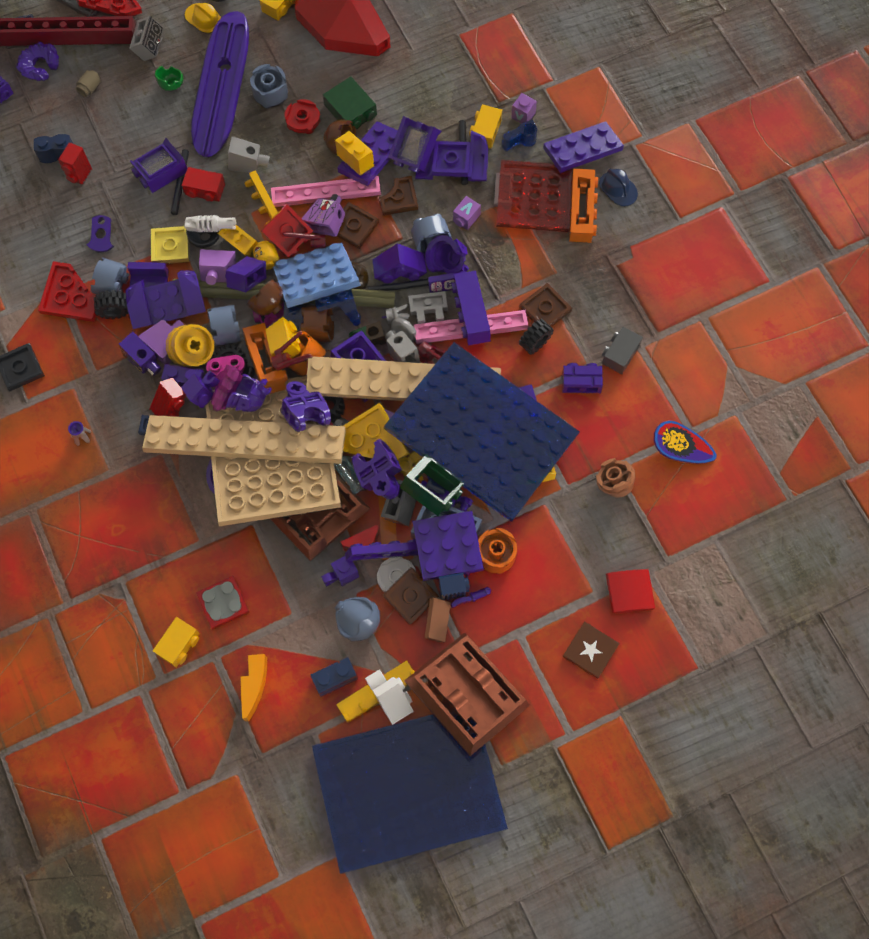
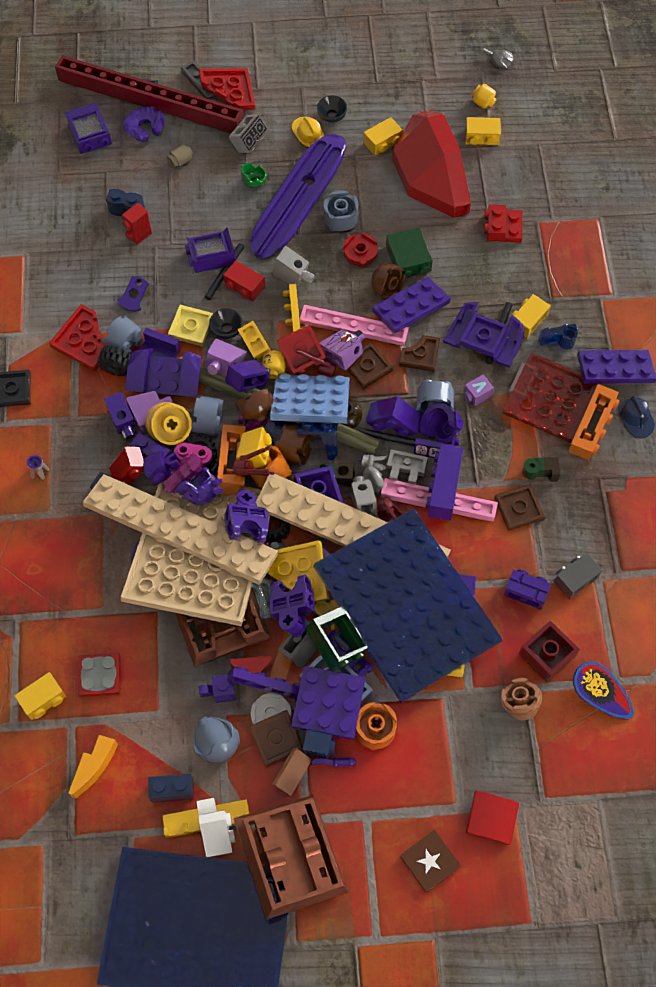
camera: 20 degrees right, 5 degrees down
(209, 223) = (233, 318): white hinge -> none
(354, 153) = (392, 298): yellow brick -> none
(413, 144) = (452, 309): dark purple window -> none
(427, 47) = (503, 224): none -> red plate
(523, 108) = (572, 311): medium lavender brick -> none
(536, 336) = (497, 531): black tyre -> none
(552, 263) = (542, 468): none -> leg
(623, 427) = (548, 651): none -> dark red brick

